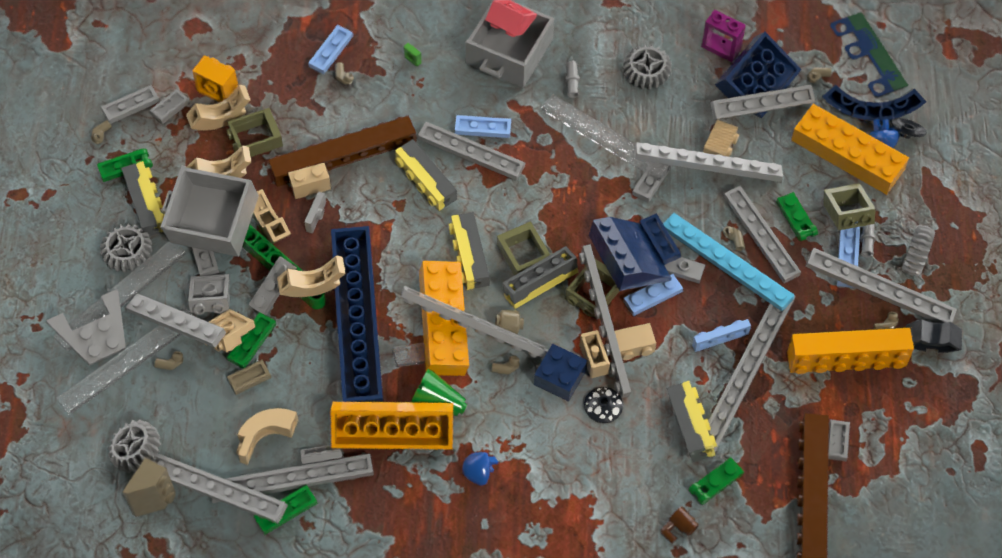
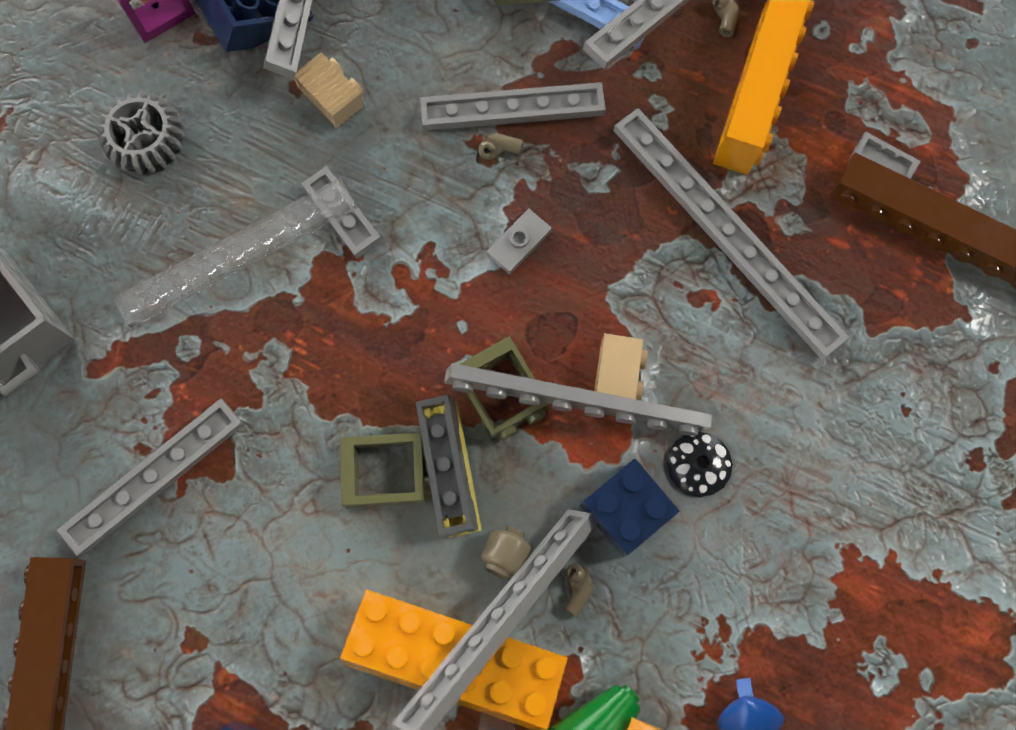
camera: 70 degrees left, 15 degrees up
(425, 175) = (160, 574): piece -> none
(470, 250) = (341, 559): piece -> none
(483, 126) = (115, 437): light blue plate -> none
(572, 79) = (101, 255): light grey pin -> none
(595, 353) = (621, 440): tan brick -> none
(627, 253) = (469, 312): dark blue slope -> none
(652, 295) = (544, 306): light blue plate -> none
(660, 239) = (459, 252): dark blue plate -> none
(682, 521) = (942, 433): reddish brown piece -> none
(691, 422) = (795, 347): piece -> none
(708, 162) = (358, 125): light grey plate -> none
(716, 481) = (887, 356): green plate -> none
(721, 334) = (657, 239): light blue plate -> none
(728, 262) = (539, 174): medium azure plate -> none
(796, 216) = (503, 47): green plate -> none

